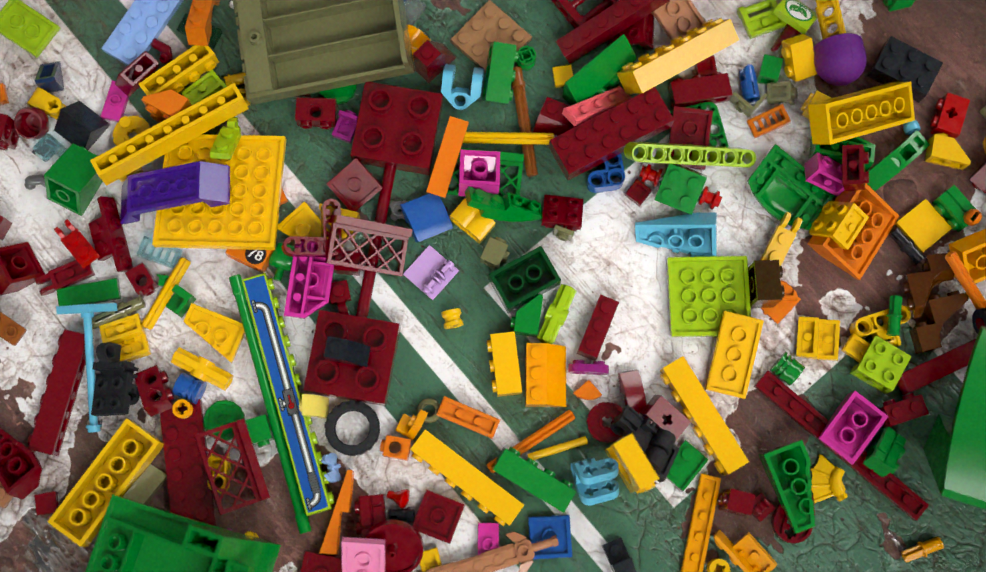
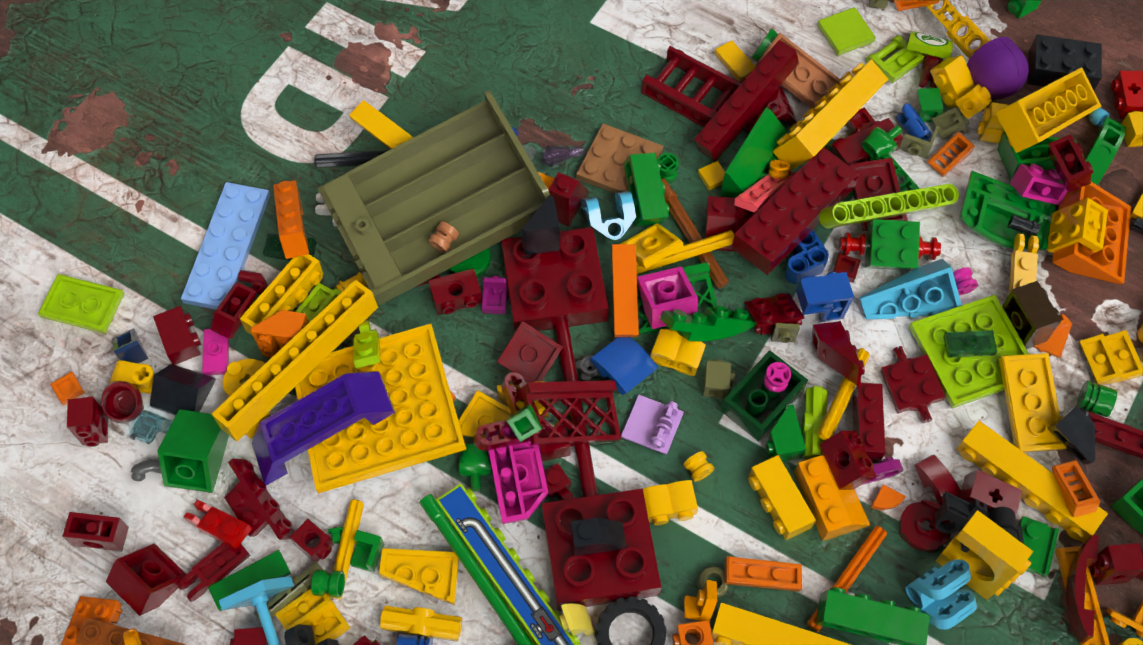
camera: 15 degrees left, 15 degrees down
(90, 79) = (177, 336): none -> dark red brick
(141, 253) = (321, 512): clear light blue slope -> none
(141, 317) = (327, 583): none -> green wheel
(252, 258) = (435, 473): orange slope -> none
(318, 70) = (443, 237): none -> nougat wheel
(324, 244) = (524, 422): none -> green slope
(394, 88) = (542, 230): none -> black slope
(419, 338) = (670, 502): none -> yellow brick
(440, 16) = (555, 154): none -> clear purple cone
(486, 123) = (654, 245): none -> yellow tile
(535, 267) = (777, 371): none -> dark pink wheel
(558, 448) = (884, 574): yellow bar -> none
(565, 353) = (848, 473): none -> dark red brick
(588, 298) = (840, 402): none -> yellow axle
(594, 259) = (835, 349): none -> dark red slope
(604, 213) = (825, 295): none -> blue brick
(615, 90) = (779, 169): none -> light orange bush
(648, 307) = (912, 384): none -> dark red plate
(689, 532) = (1081, 619): none -> dark red slope
(706, 291) = (970, 343): none -> clear green plate
(708, 94) = (881, 143): none -> green piece
(727, 236) = (964, 280): none -> dark pink wheel
(730, 451) = (1077, 504): none -> orange slope
(755, 390) = (1076, 433): none -> black slope
(796, 206) = (1023, 225): none -> black pin
(806, 81) = (974, 101): none -> yellow bracket

